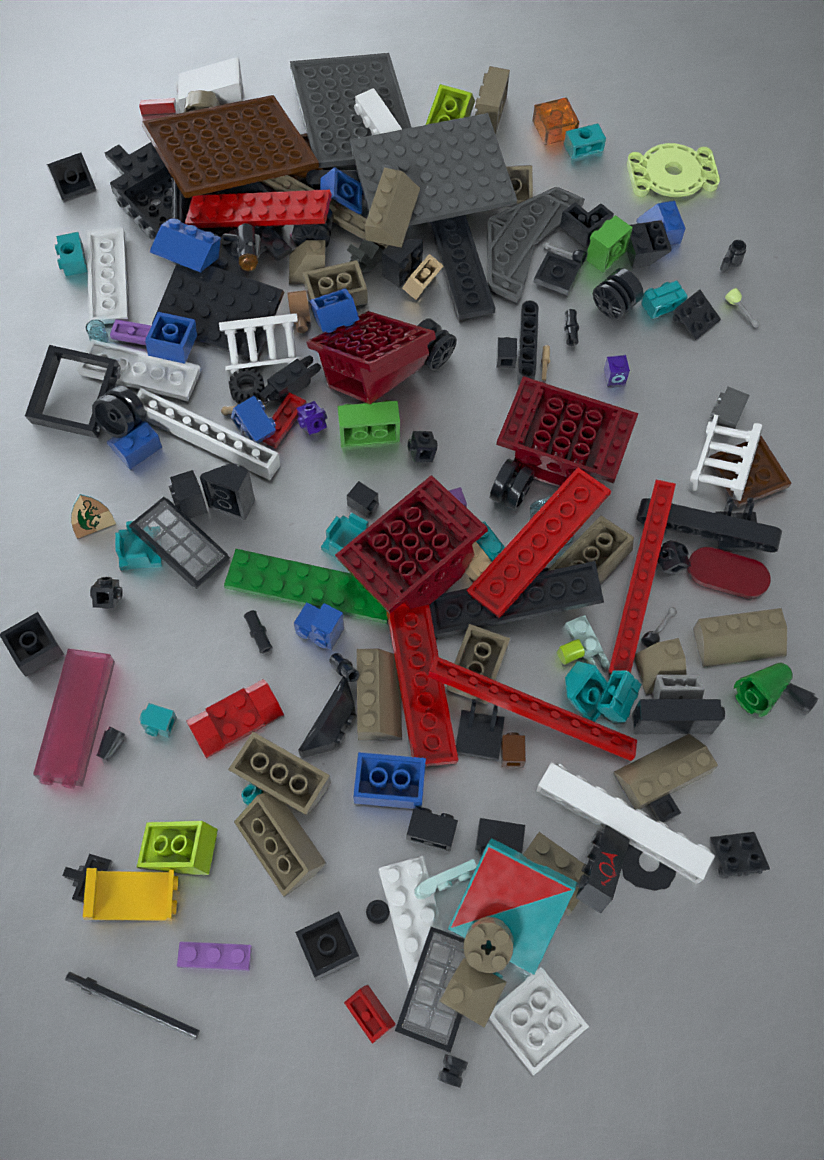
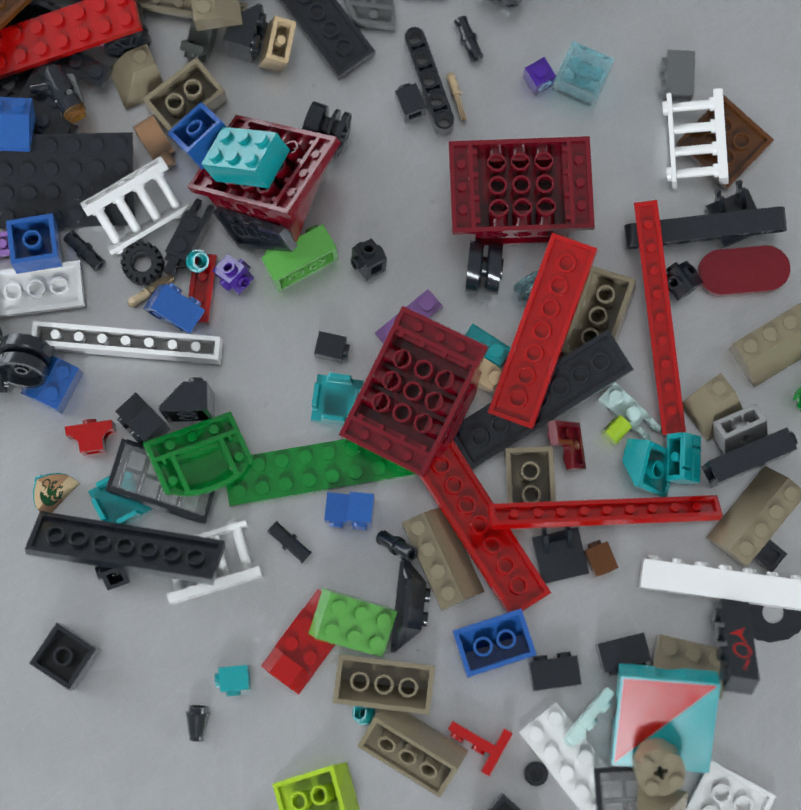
camera: 20 degrees left, 15 degrees up
(74, 718) = (148, 712): clear pink brick -> none
(123, 577) = (125, 547): none -> black plate
(143, 490) = (91, 435): none -> red brick
(192, 638) = (225, 577): none -> white fence
(207, 362) = (84, 250): none -> black pin
(217, 534) = (199, 456): none -> green slope
(277, 711) = (352, 622): none -> bright green brick
(293, 396) = (203, 260): none -> teal plate
(340, 865) = (481, 745): none -> red bracket
(341, 388) = (253, 232): none -> black wing
(358, 326) = (245, 157): none -> teal brick
(528, 642) = (569, 436): none -> dark red plate
(651, 637) = (692, 379): hinge -> none
(652, 380) = (583, 74): none -> clear light blue brick

